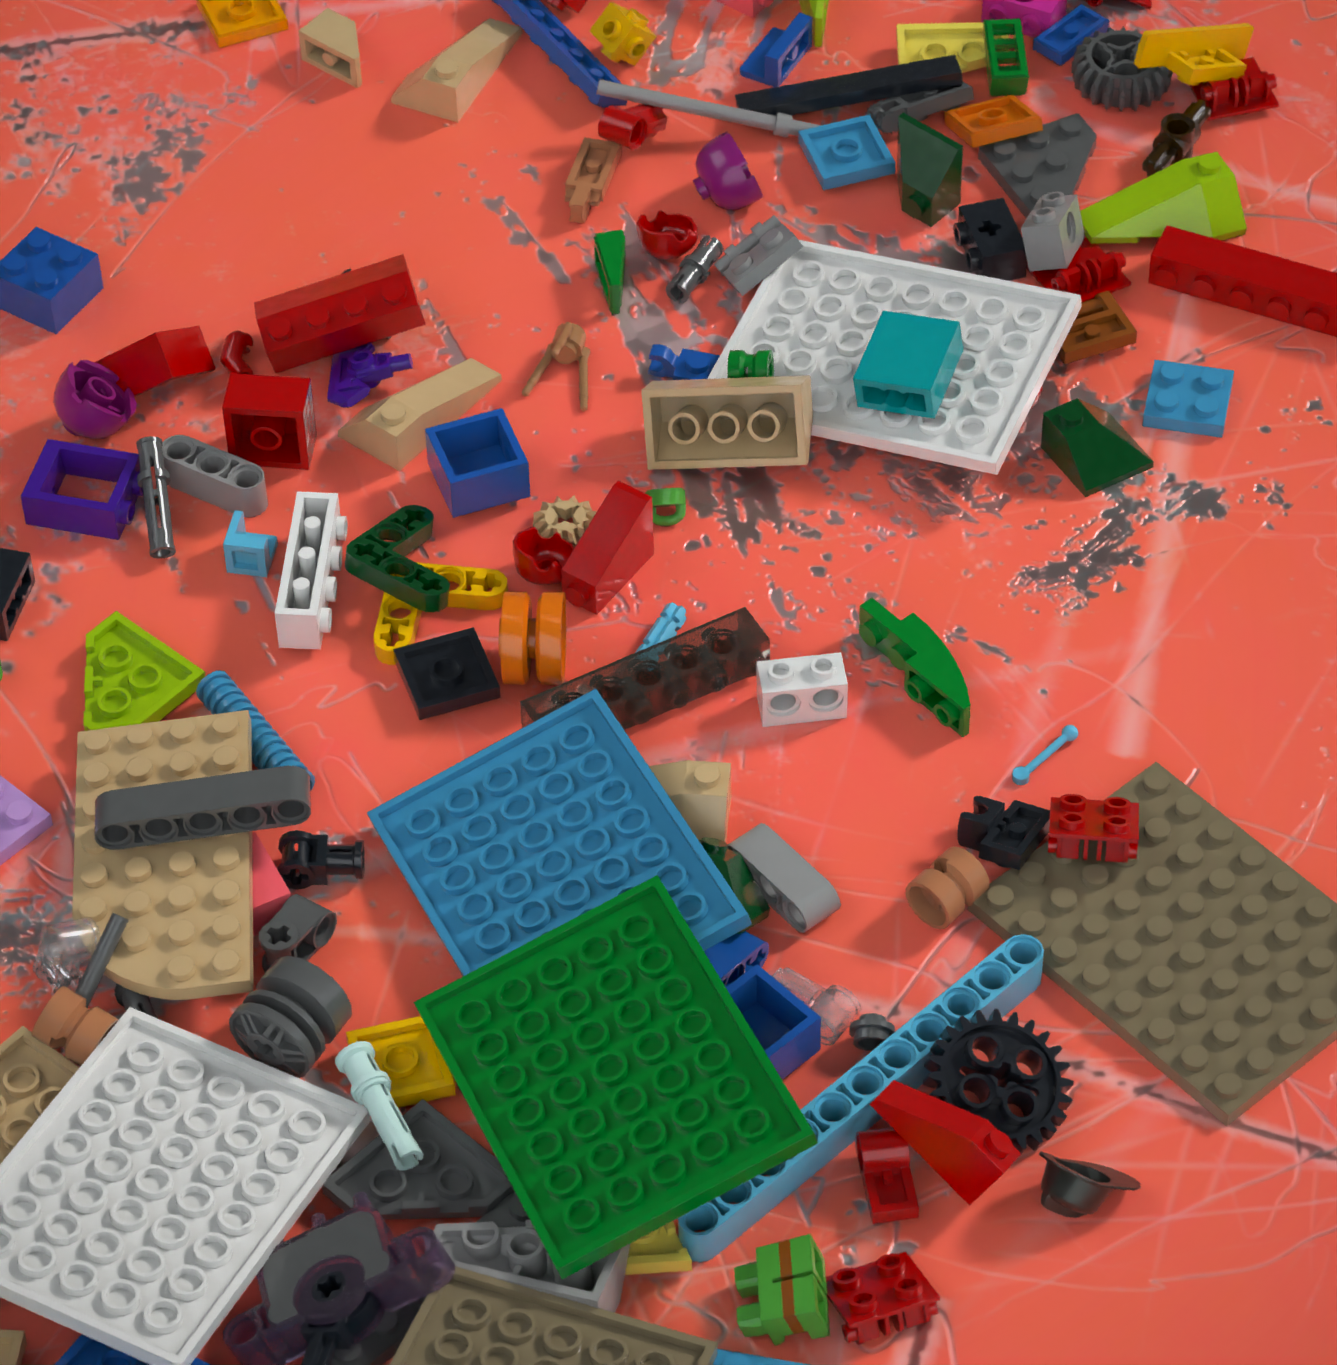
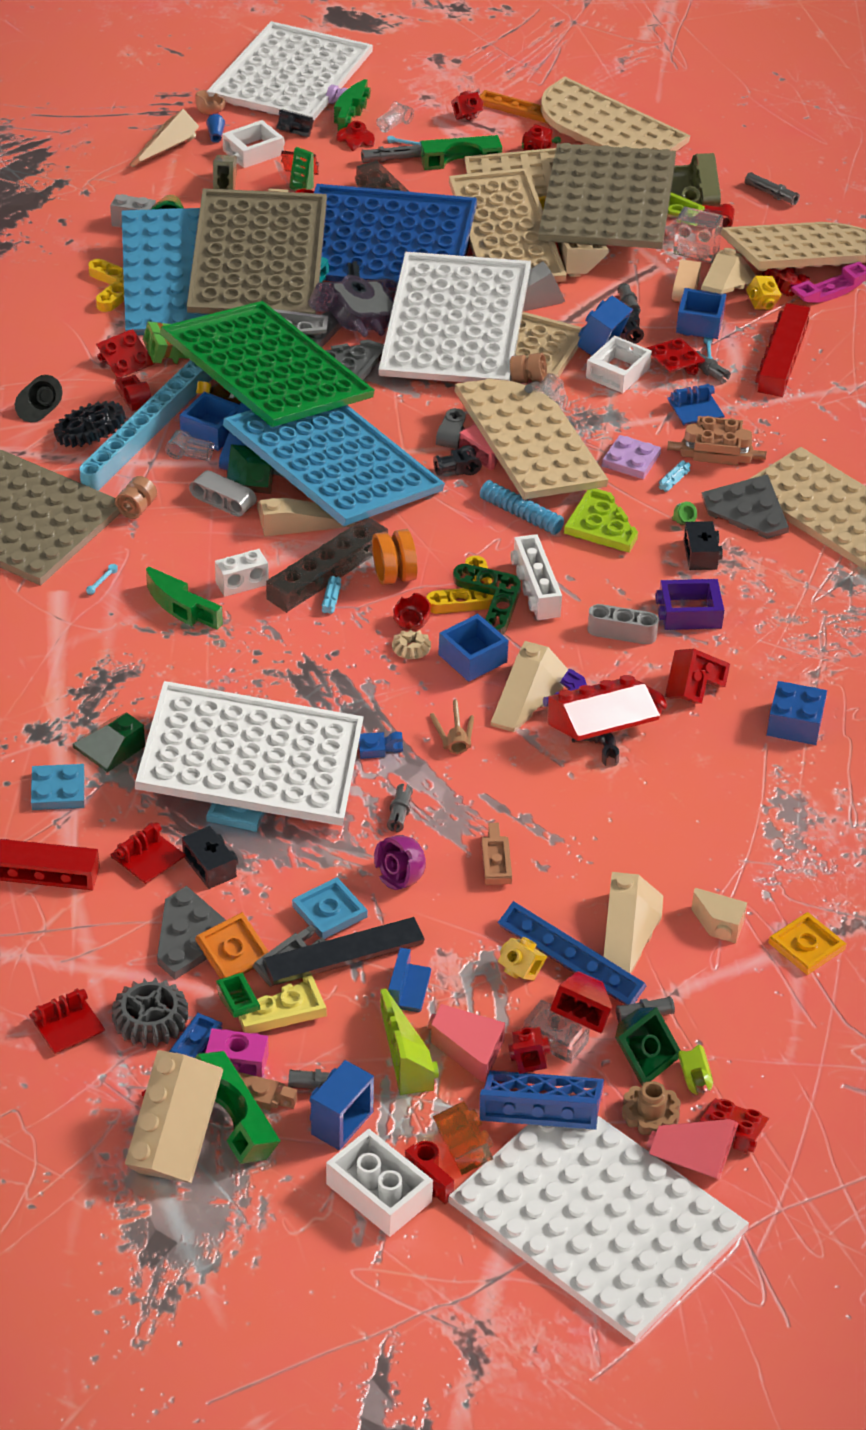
camera: 160 degrees right, 5 degrees down
(92, 401) = (714, 635): magenta cylinder -> none
(150, 456) = (649, 601): dark grey pin -> none
(202, 807) = (515, 430): dark grey beam -> none
(246, 551) = (579, 593): medium azure panel -> none
(270, 420) = (604, 642): red brick -> none
(291, 1016) = (431, 386): dark grey wheel -> none
(372, 1090) = (356, 353): light aqua pin -> none
(409, 1059) = (385, 397): yellow plate -> none
(446, 673) = (439, 553): black plate -> none
(610, 266) = (453, 791): green slope -> none
(610, 549) = (373, 618): red slope -> none
(631, 125) = (482, 876): red piece -> none
(665, 498) = (357, 659): bright green tile -> none
(667, 235) = (426, 816): red hair -> none
(728, 422) = (336, 690): tan slope -> none
(750, 365) = (332, 716): green wheel -> none
(758, 254) = (356, 799): light grey plate -> none
(781, 124) = (435, 905): light grey bar -> none
(870, 1031) = (156, 441): dark grey plate -> none
(908, 364) = (232, 719): teal brick -> none
(927, 171) = (266, 887): dark green slope -> none
(951, 1140) = (101, 387): red slope -> none
(1002, 834) = (112, 527): black plate -> none
(1053, 232) = (167, 852): light grey brick -> none
(1097, 329) = (130, 808): dark orange plate -> none
(1098, 820) = (65, 525): red hinge -> none
(1176, 137) = (98, 961): dark brown axle -> none
(1189, 195) = (89, 911): lime wedge -> none
(1197, 52) = (89, 1009): yellow bracket -> none

